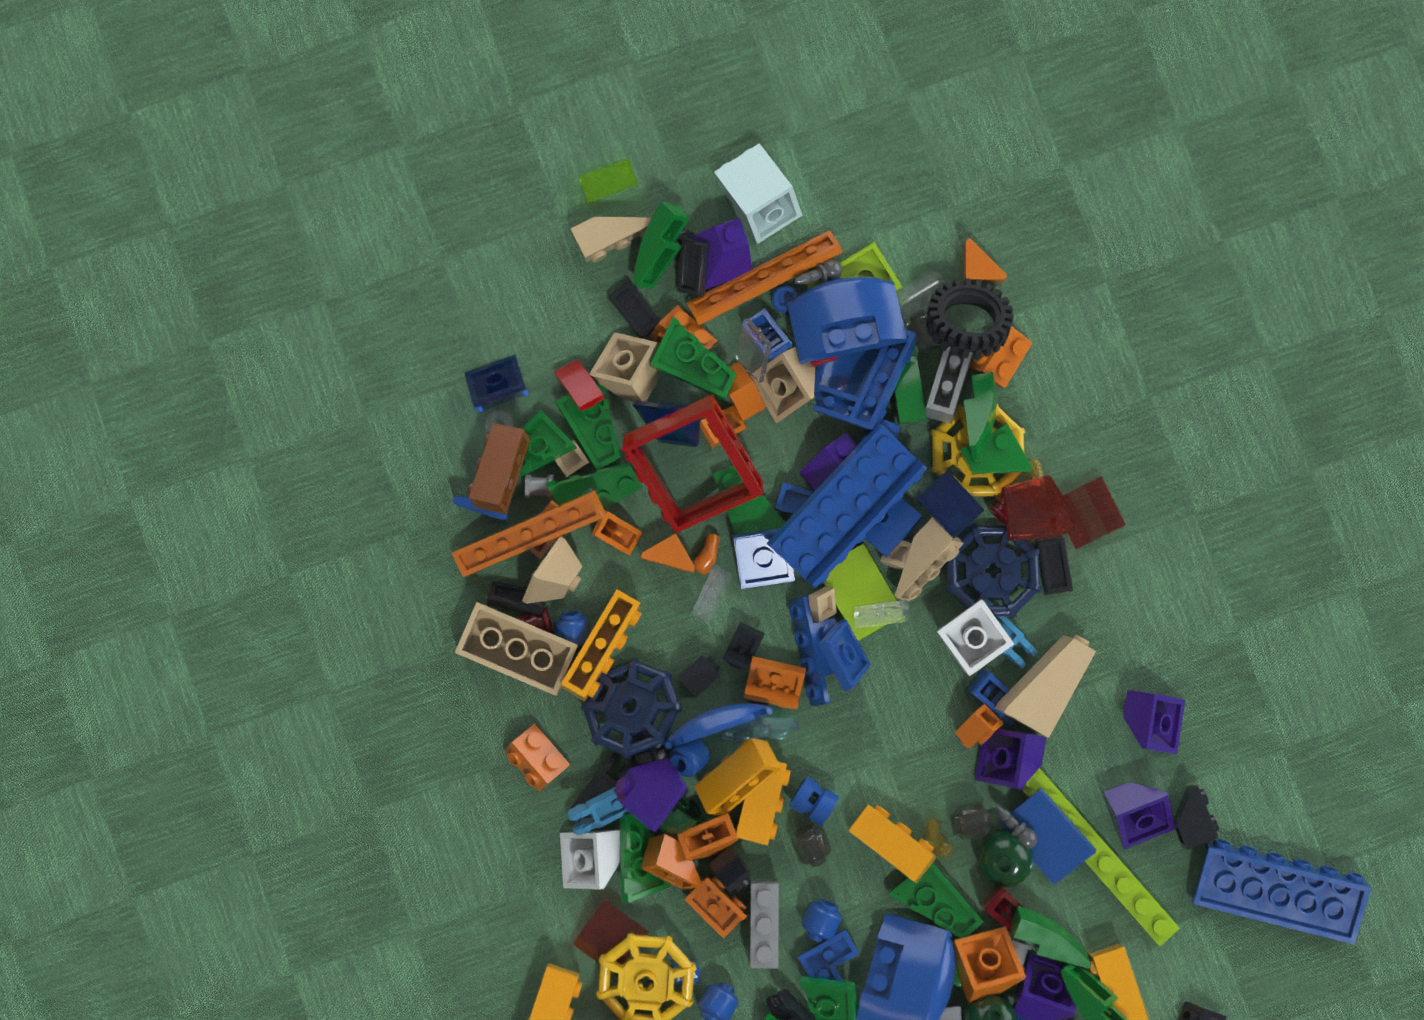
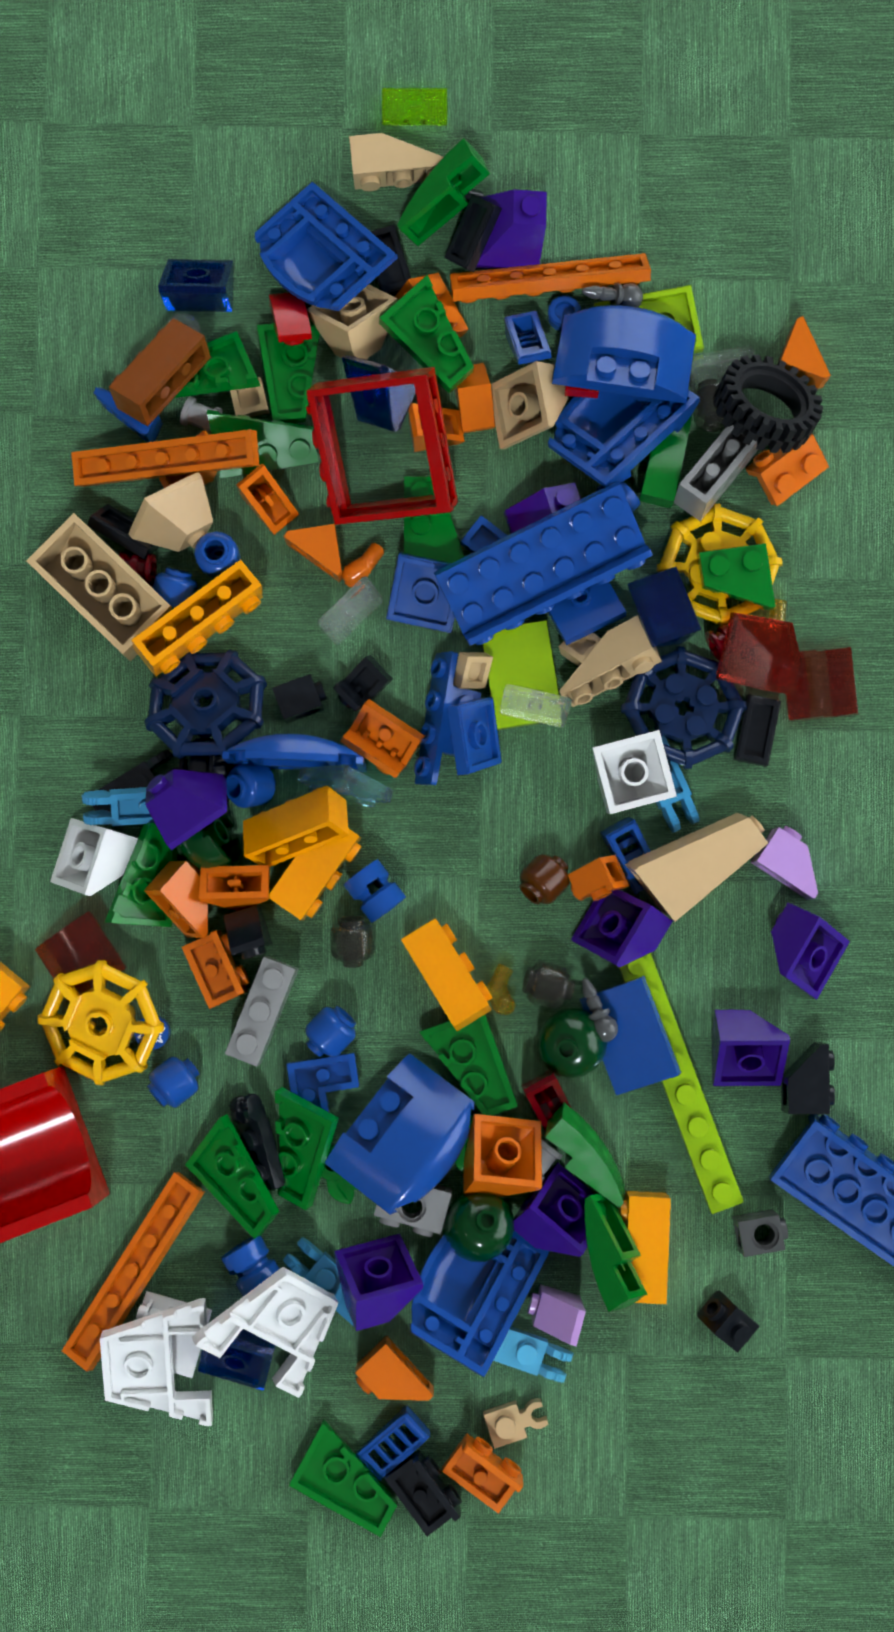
camera: 20 degrees right, 0 degrees up
(536, 758) = (76, 720): orange bracket -> none
(582, 325) = (321, 250): none -> blue slope
(584, 590) = (210, 547): none -> blue head
(753, 350) = (505, 349): clear piece -> none
(758, 193) = (580, 180): light aqua slope -> none
(938, 742) = (544, 879): none -> reddish brown head
(981, 412) = (740, 517): green slope -> none
(1115, 658) = (788, 861): none -> lavender slope
(1188, 946) = (745, 1227): none -> dark grey brick

